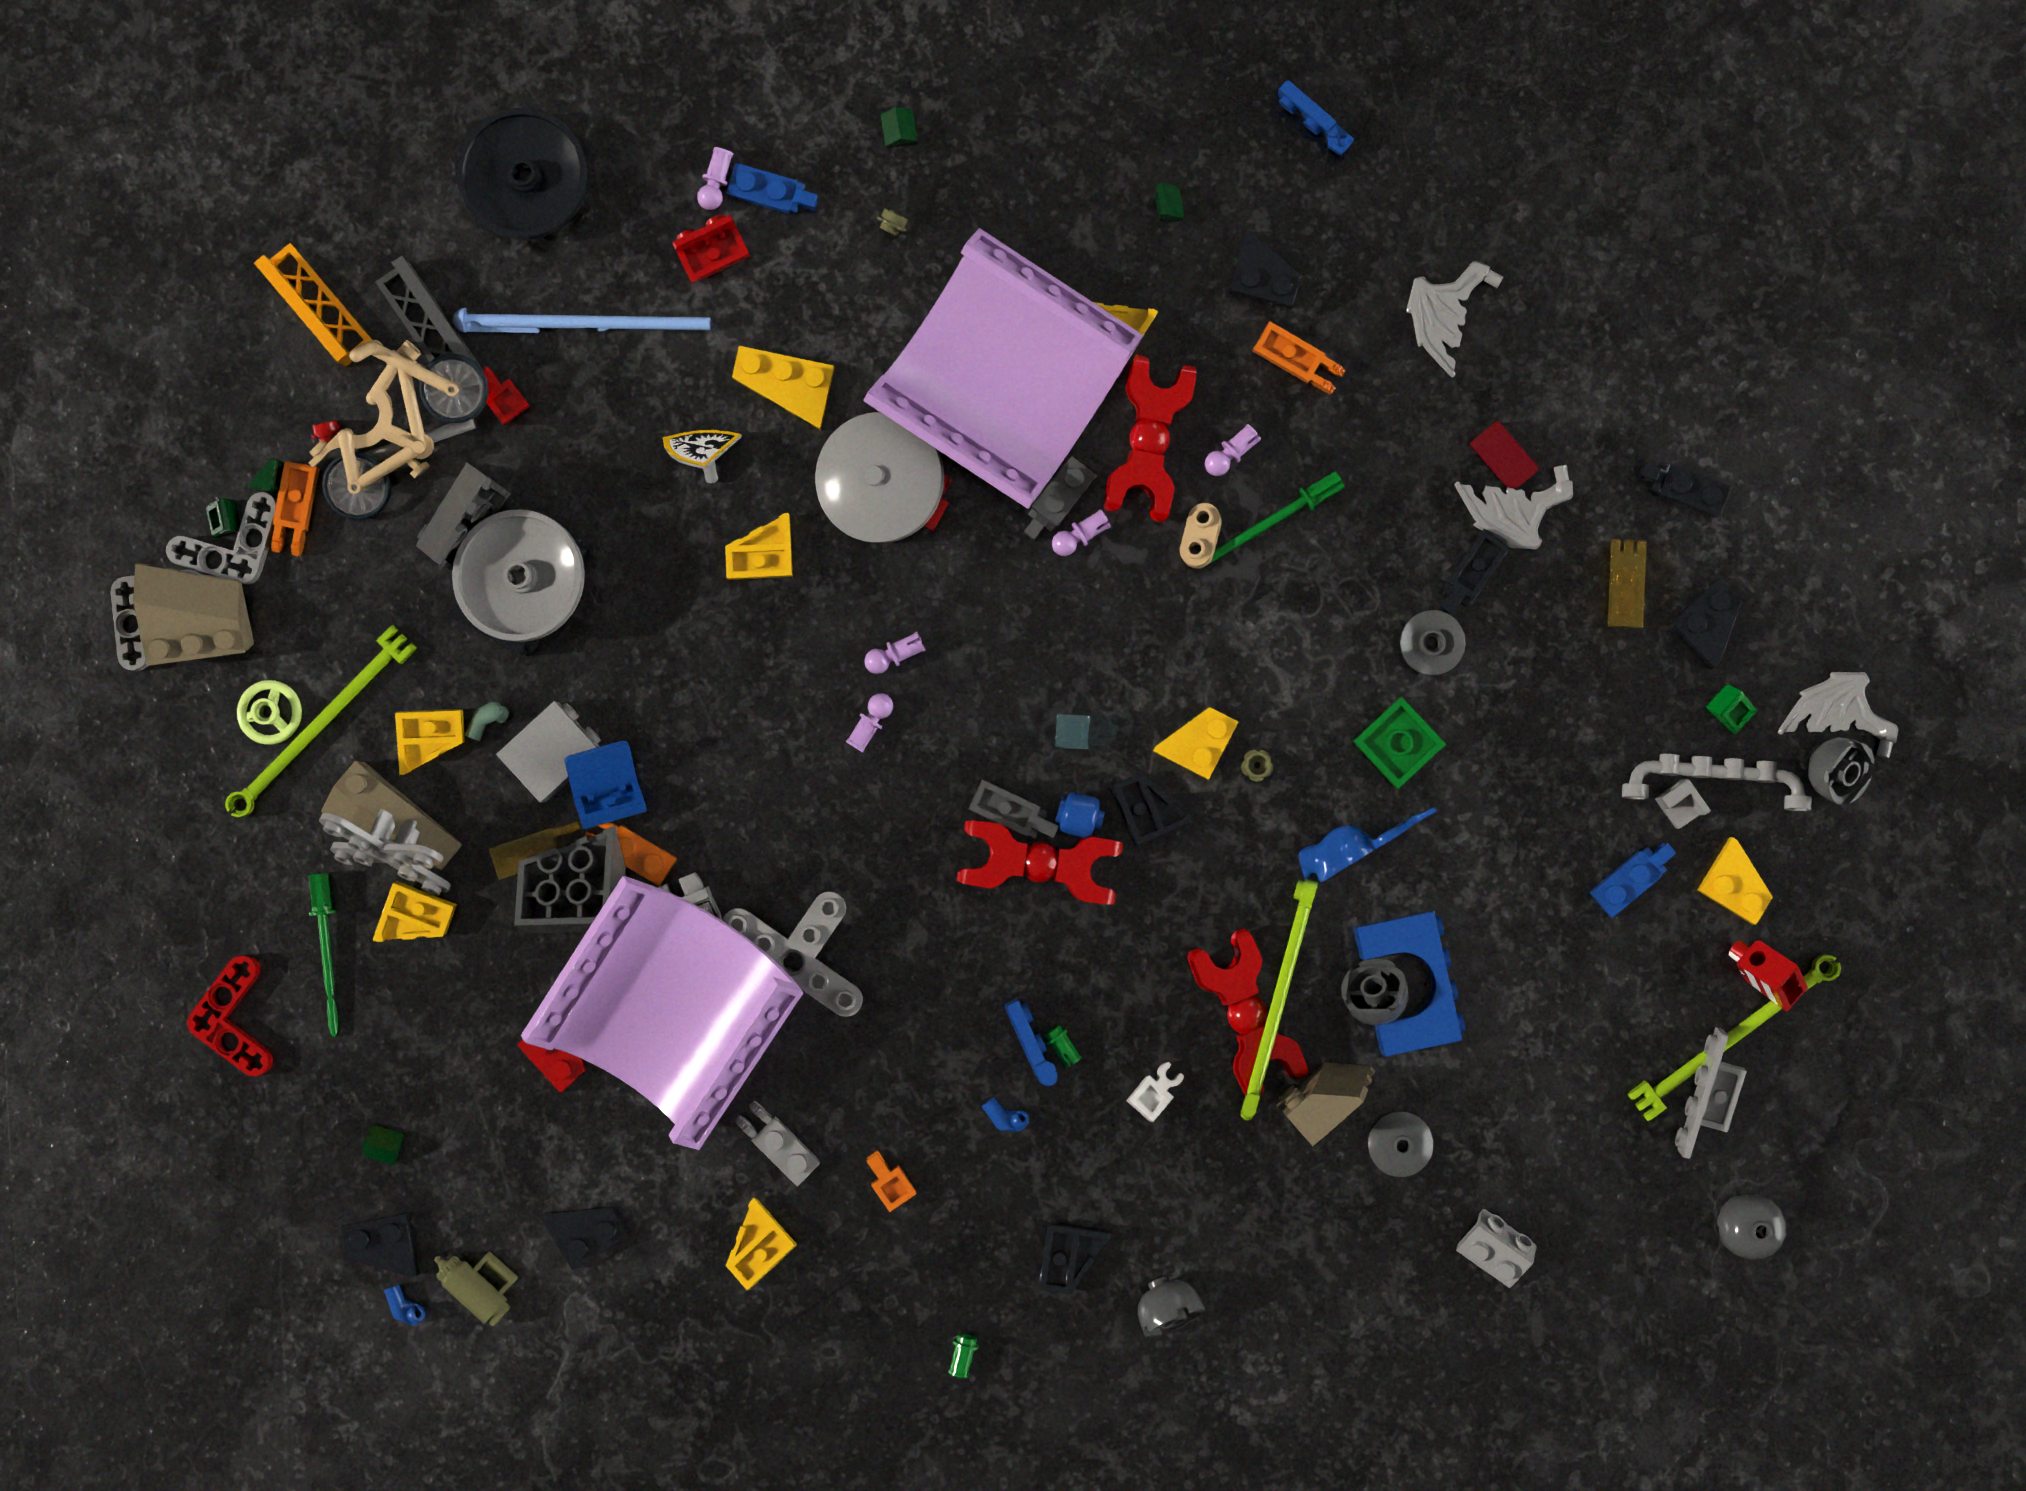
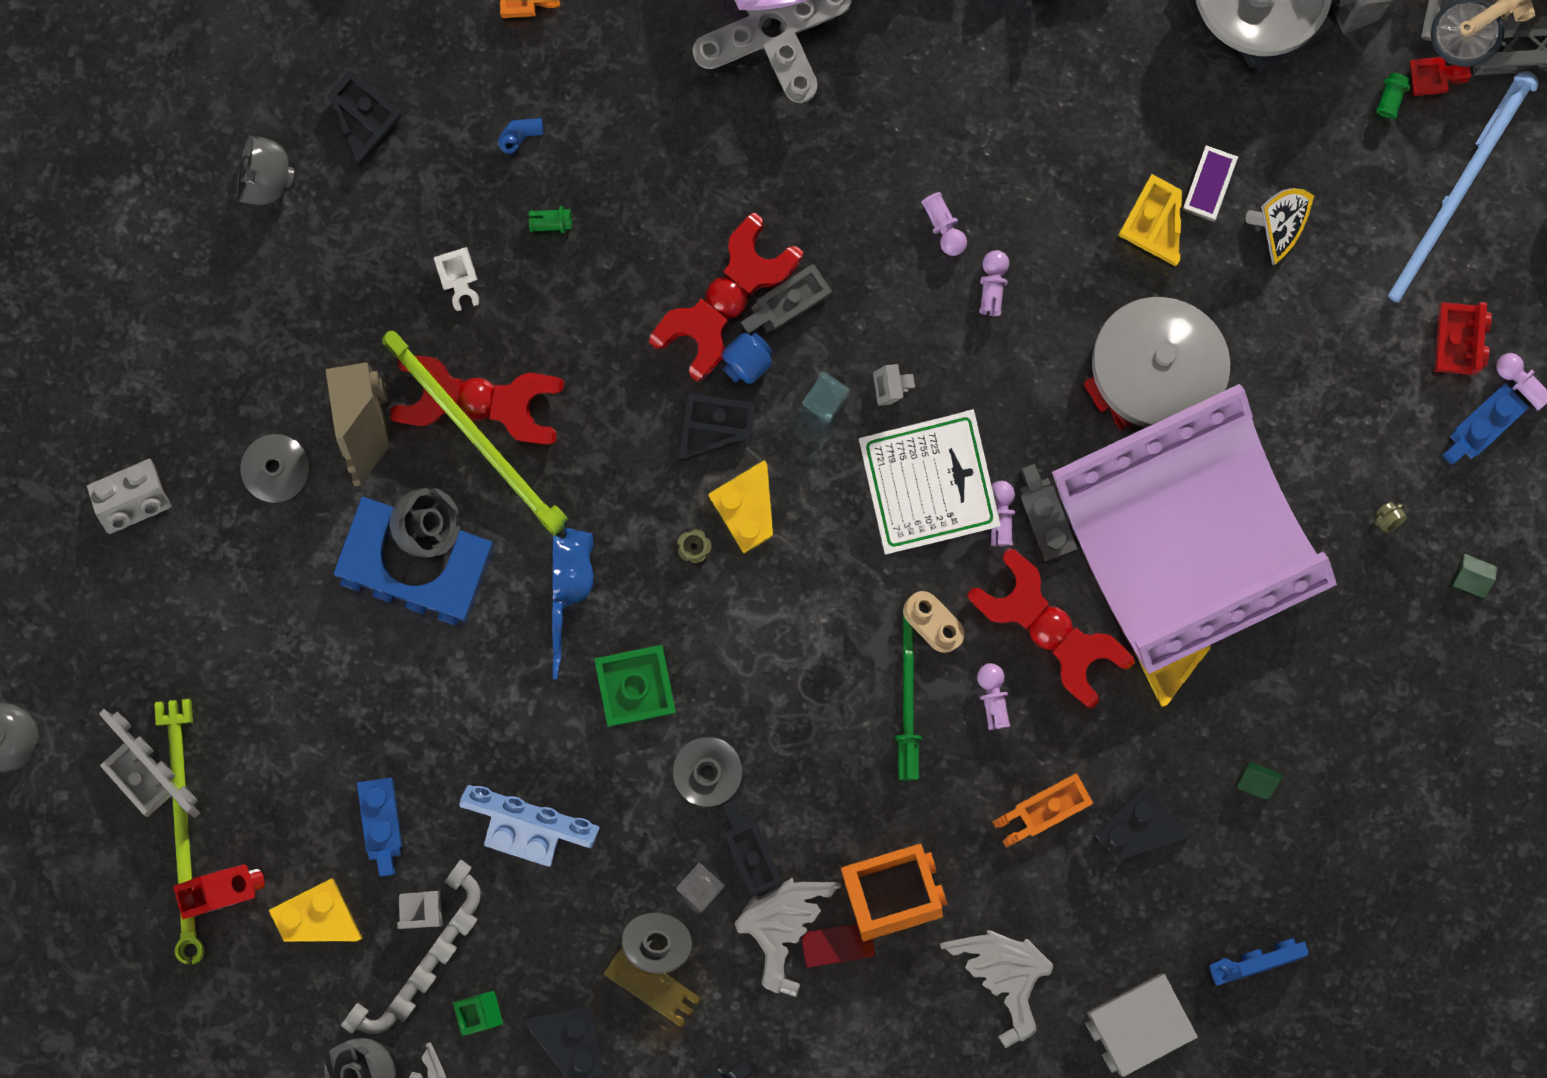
camera: 120 degrees right, 5 degrees down
(540, 421) = (1393, 94): none -> green pin
(703, 527) = (1210, 183): none -> dark purple tile
(788, 381) = (1298, 336): yellow wing -> none
(1030, 685) = (891, 385): none -> light grey tile
(1031, 1044) = (568, 193): blue hinge -> none
(1089, 607) = (929, 482): none -> white sticker
(1422, 180) = (1140, 1025): none -> light grey brick
(1461, 461) = (899, 921): none -> orange window
(1525, 593) = (700, 887): none -> clear tile
(1564, 761) = (525, 828): none -> medium blue bracket
(1579, 603) = (659, 932): none -> dark grey dish

